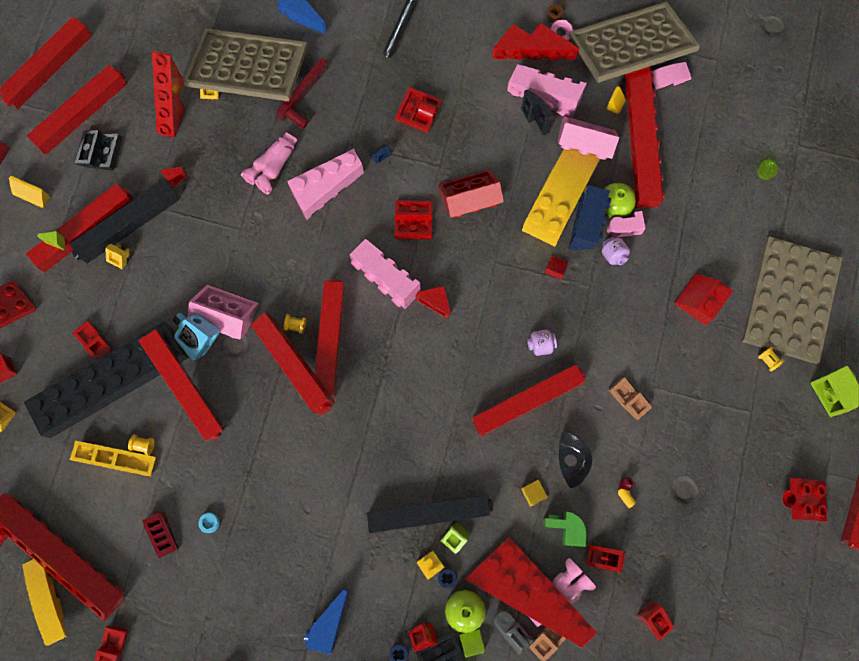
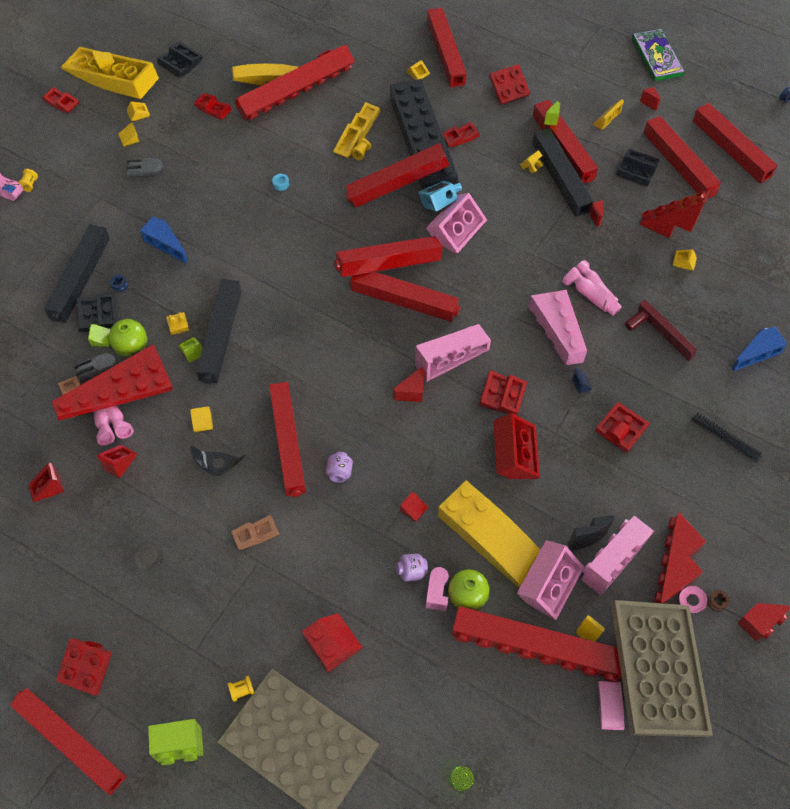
camera: 105 degrees right, 15 degrees down
(161, 516) = (292, 146): dark red slope -> none
(246, 64) = (701, 287): dark tan plate -> none
(294, 324) = (427, 272): yellow bush -> none
(423, 636) = (123, 302): red slope -> none
(446, 585) = (158, 327): dark blue bush -> none
(573, 528) = (157, 439): bright green brick -> none
(590, 219) = (452, 543): dark blue slope -> none
(624, 491) = (170, 498): arm -> none

